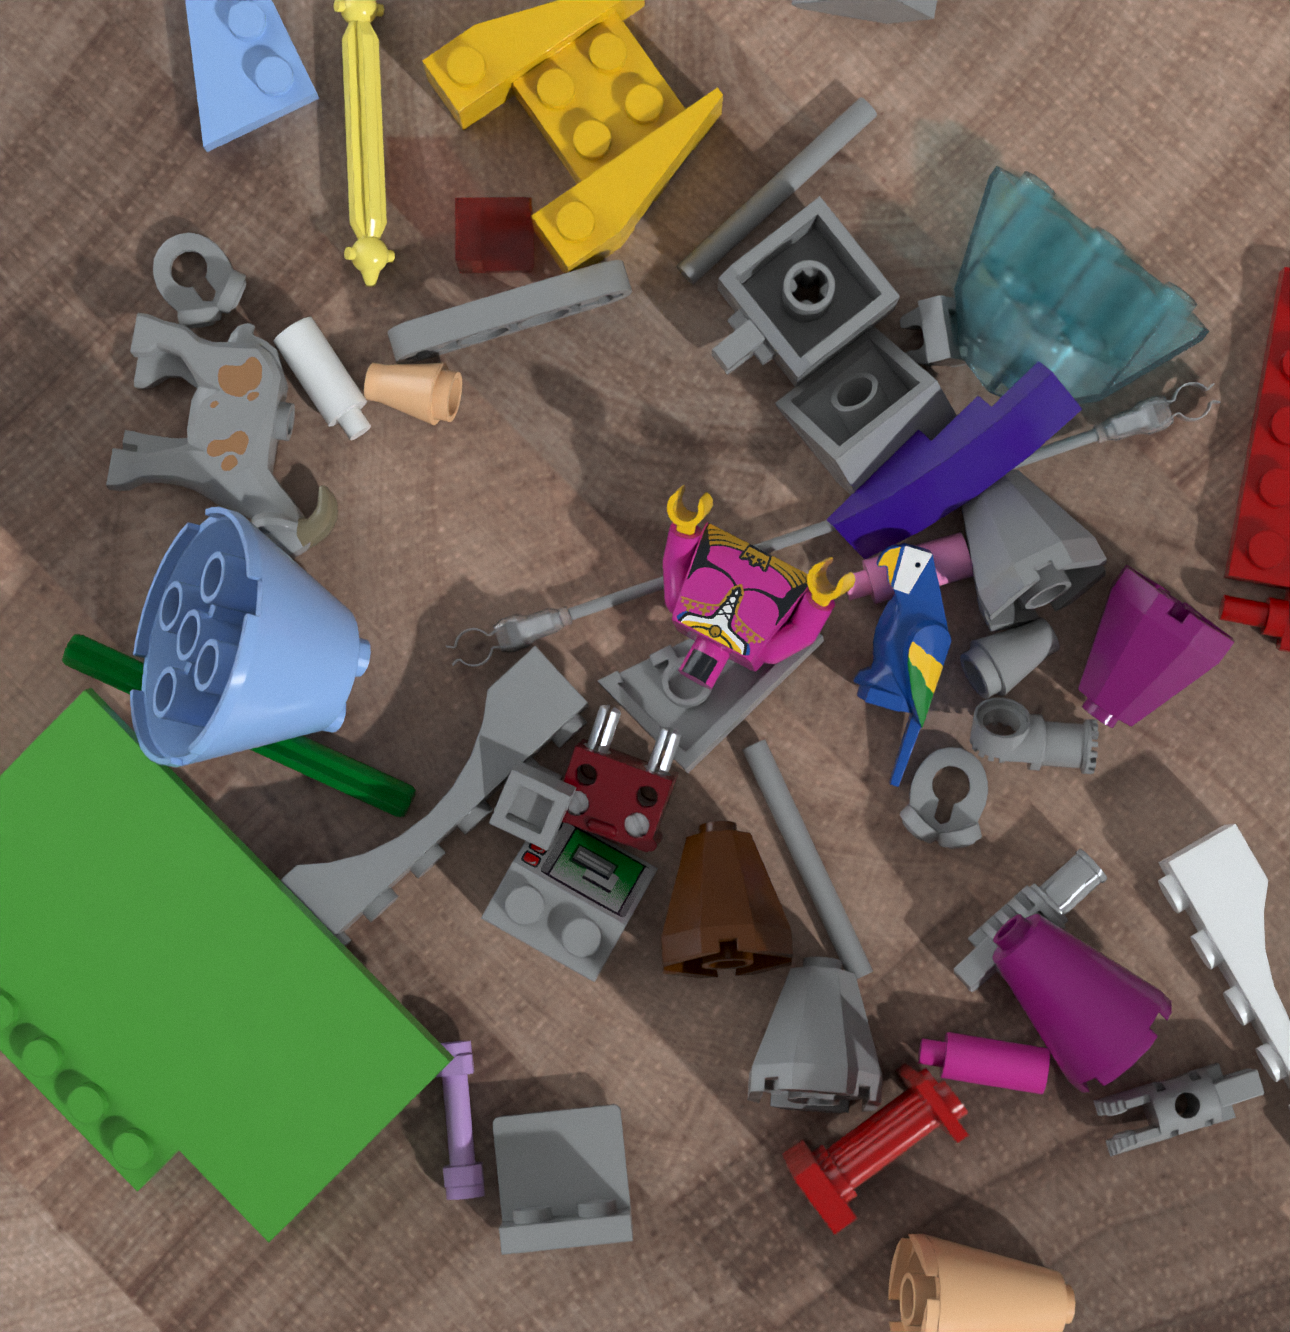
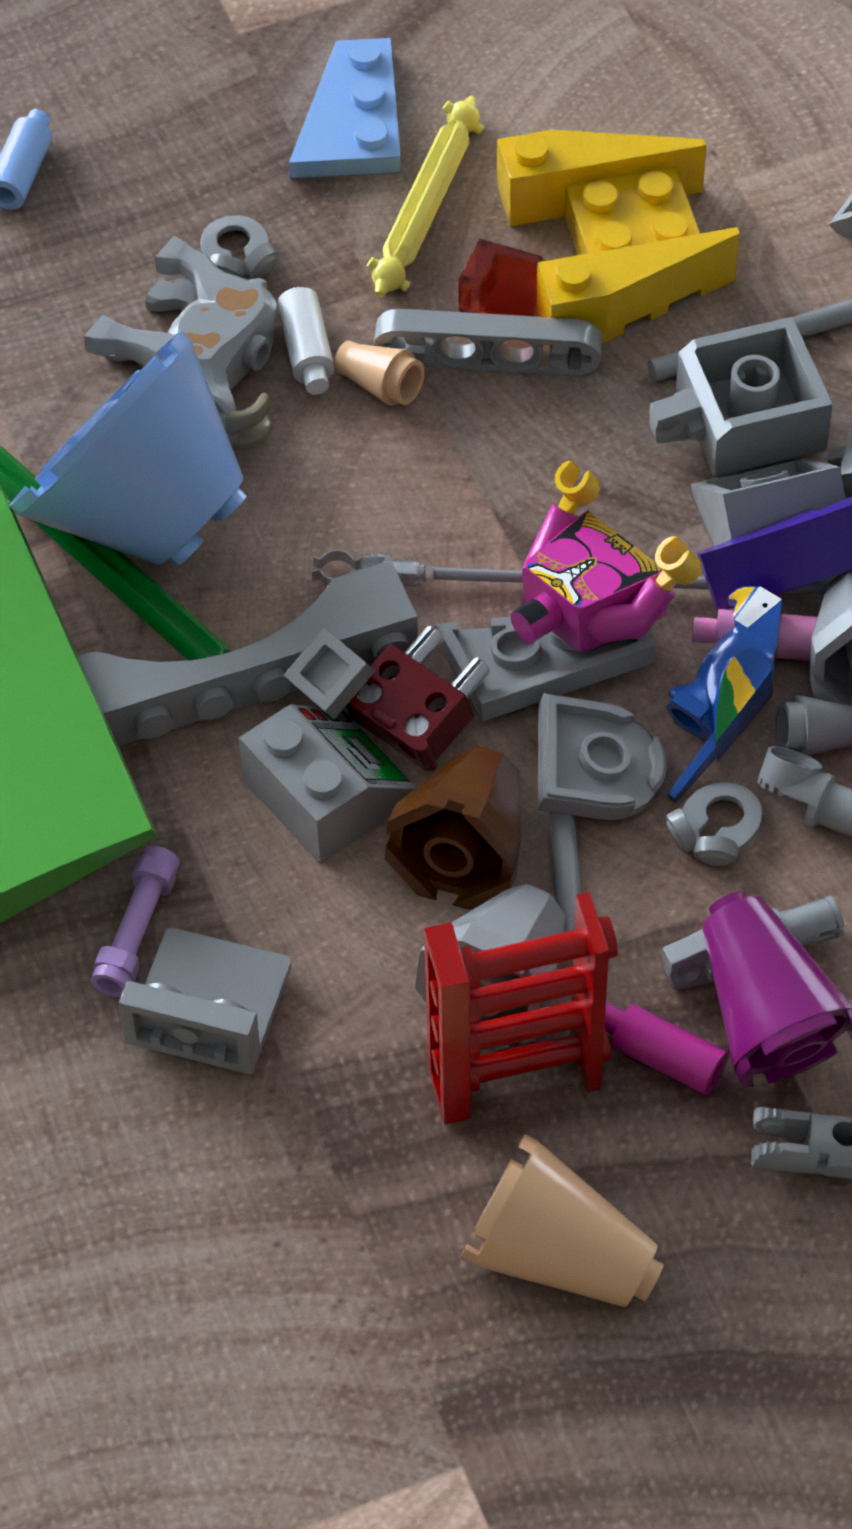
camera: 20 degrees right, 30 degrees down
(811, 779) = (595, 760): none -> light grey tile

